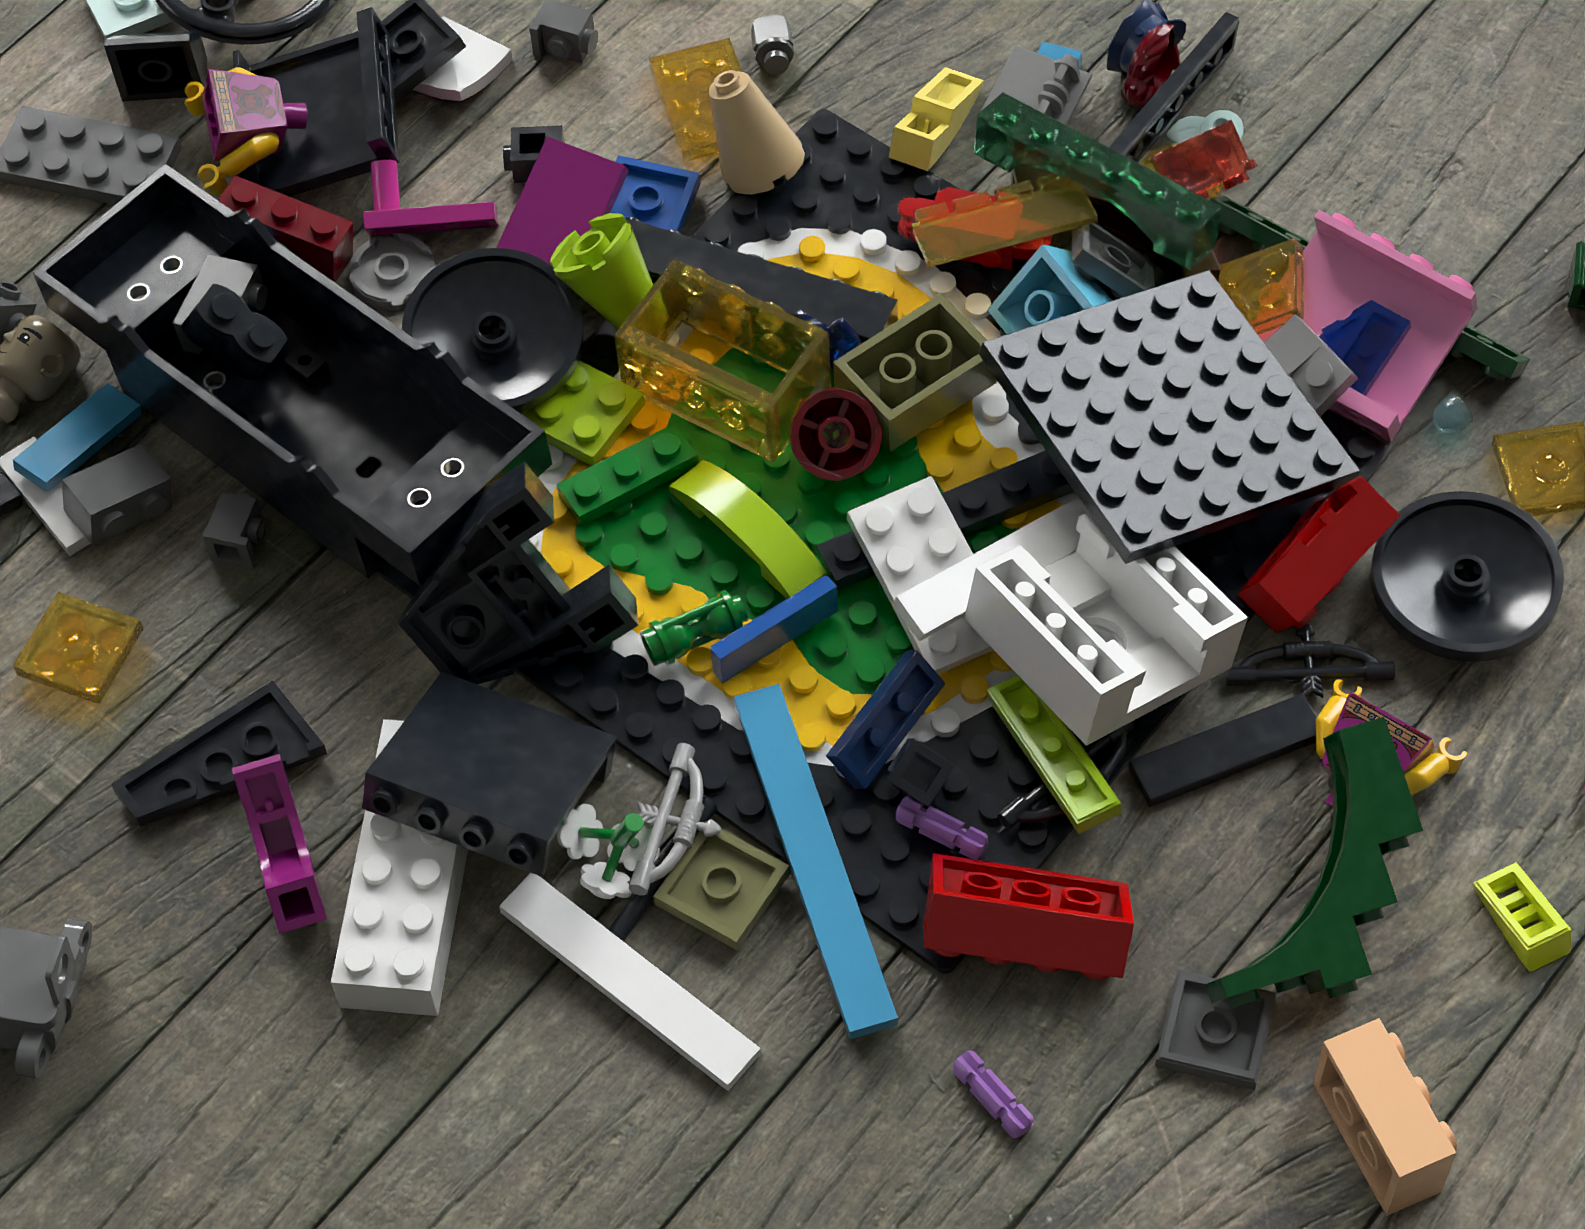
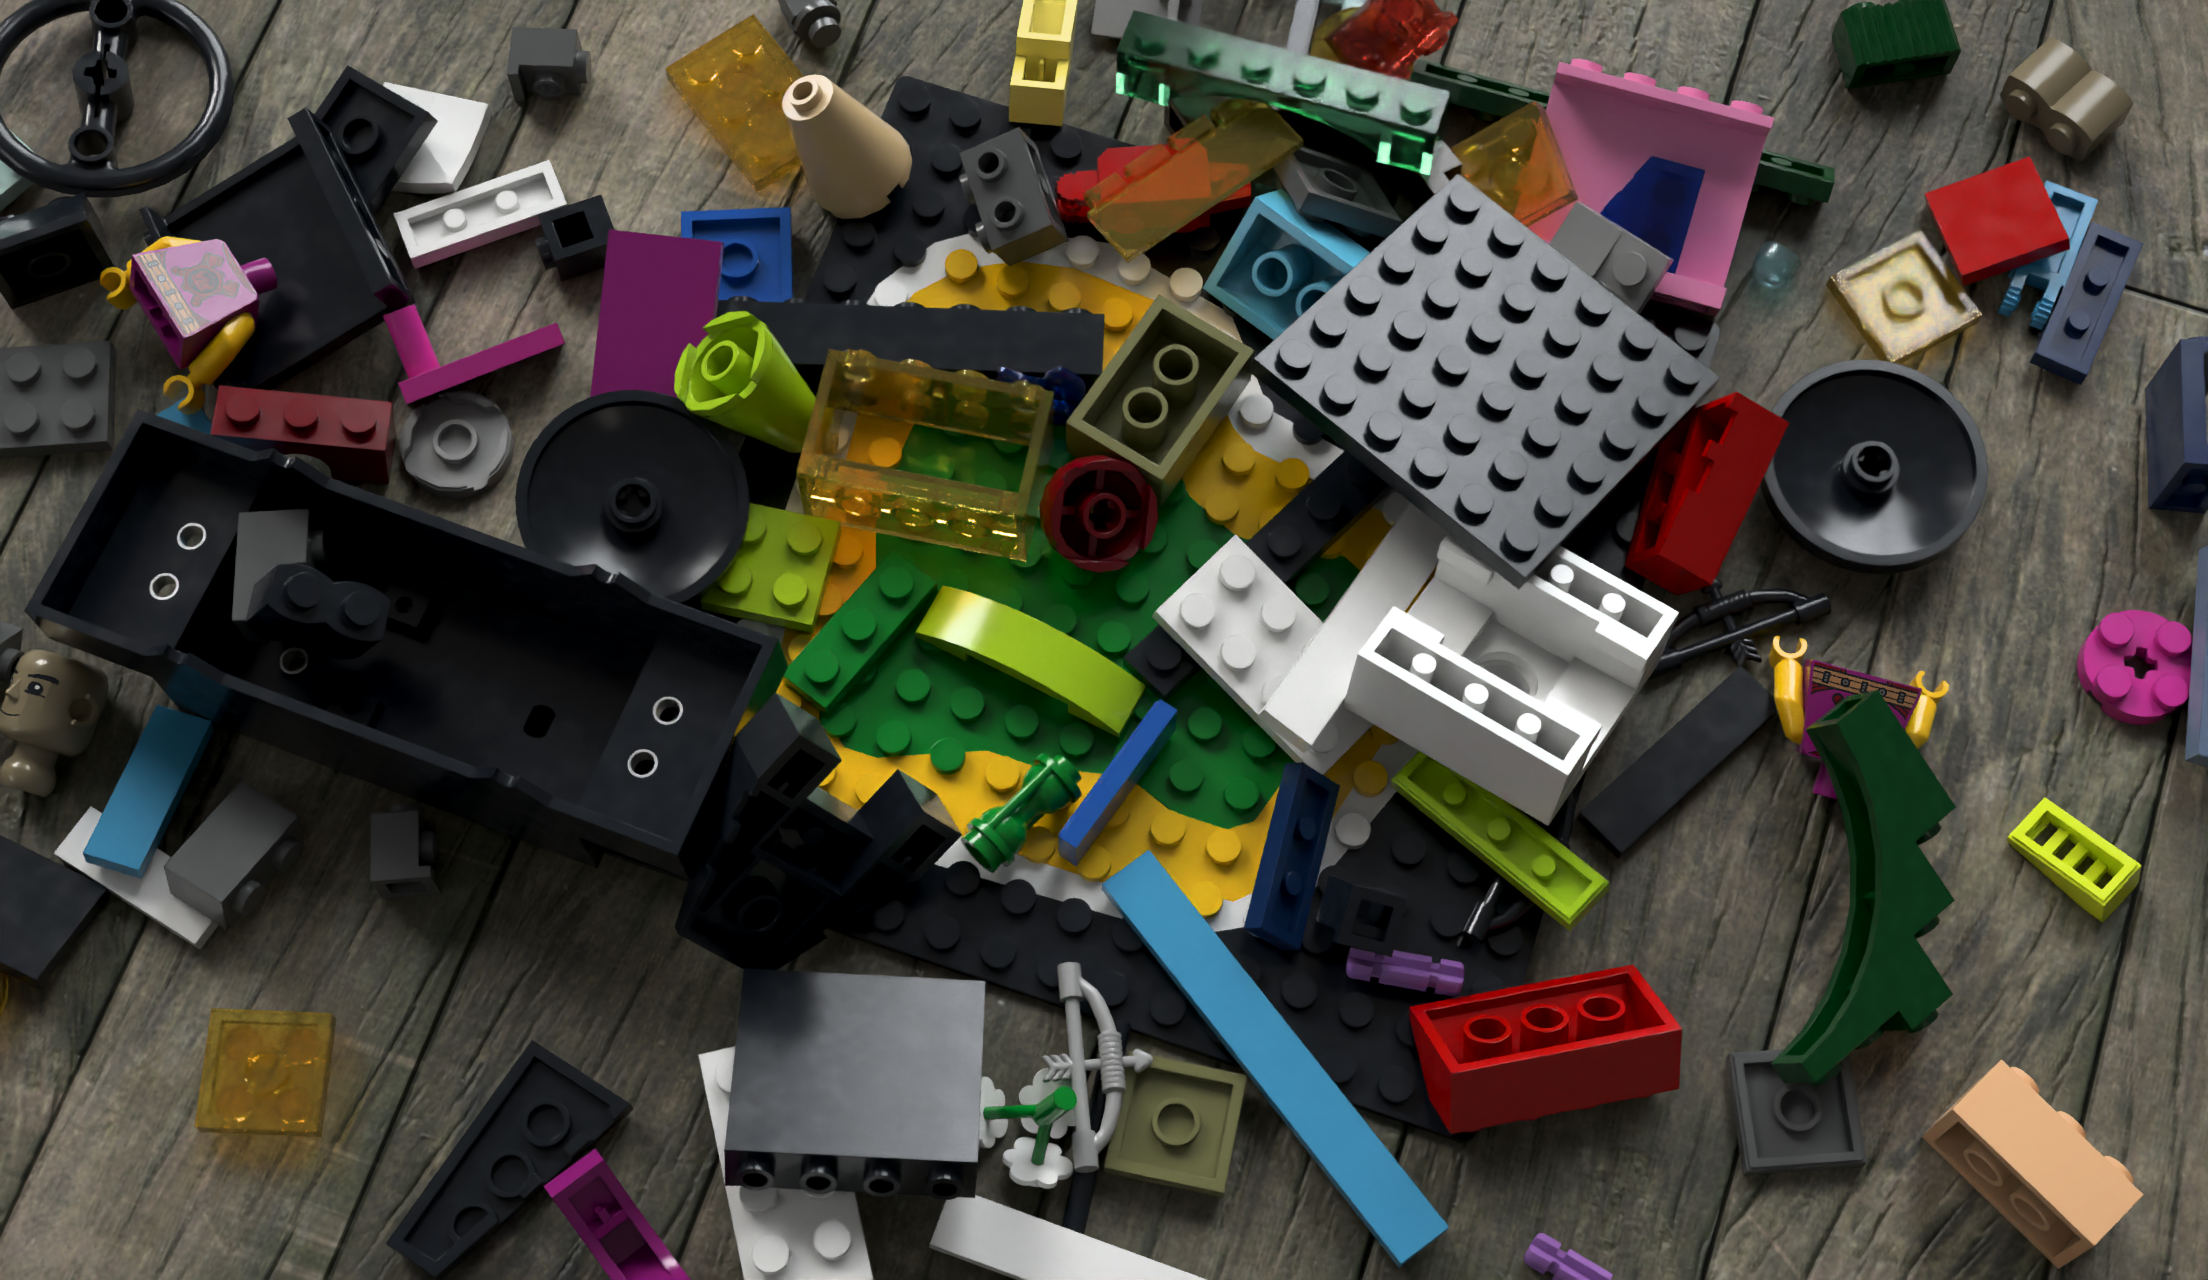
camera: 25 degrees left, 10 degrees up
(471, 120) = (479, 214): none -> white plate
(864, 204) = (1011, 197): none -> dark grey brick

